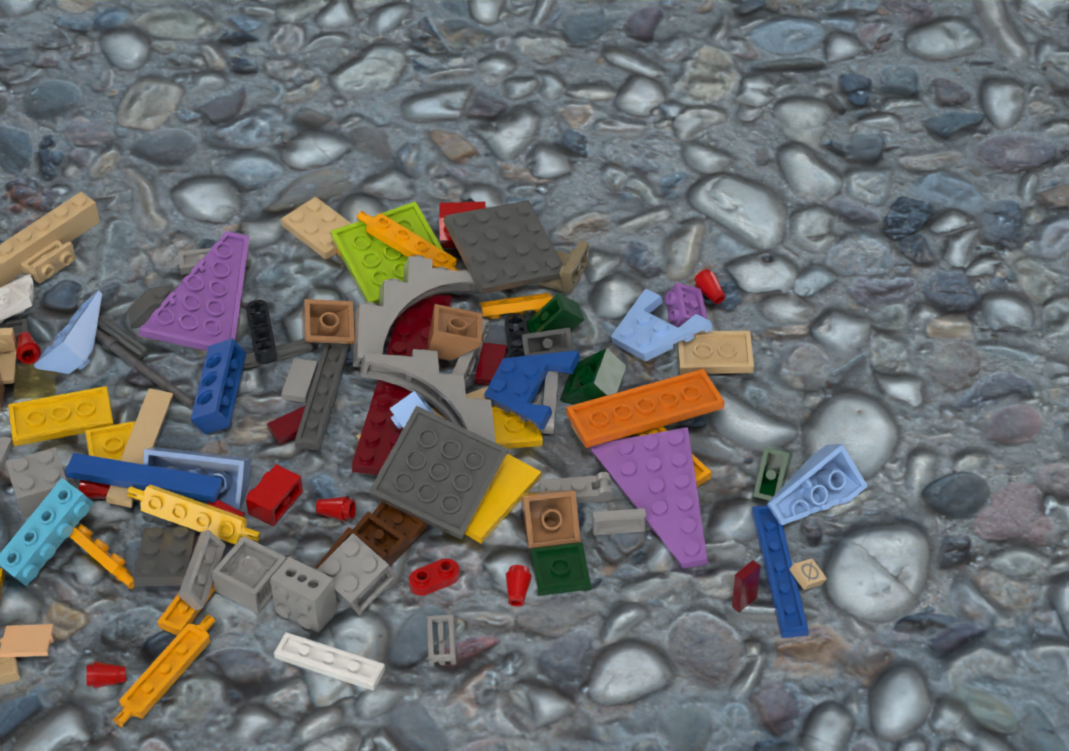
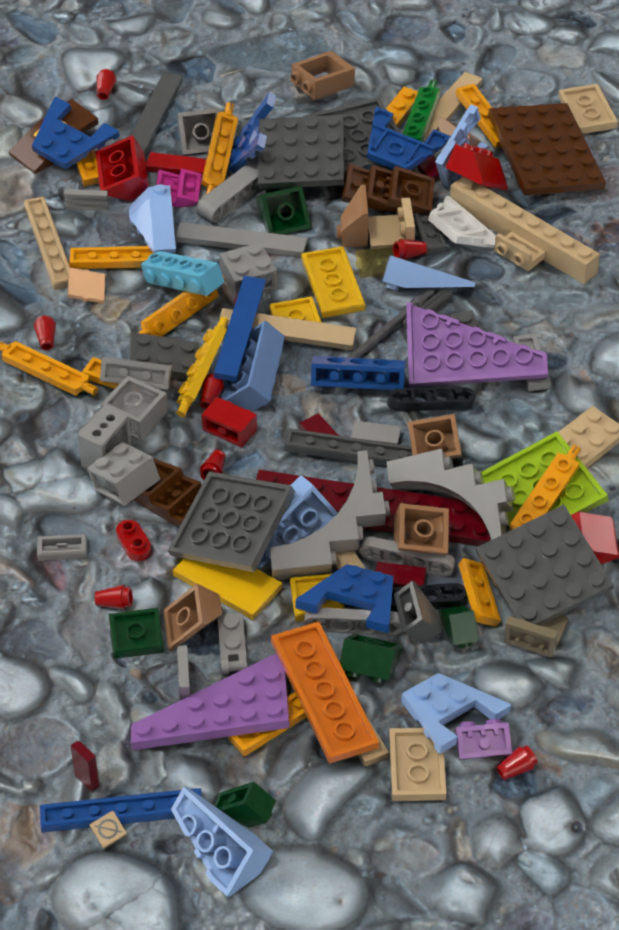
camera: 90 degrees right, 0 degrees up
(329, 661) = (47, 473): white tile -> none

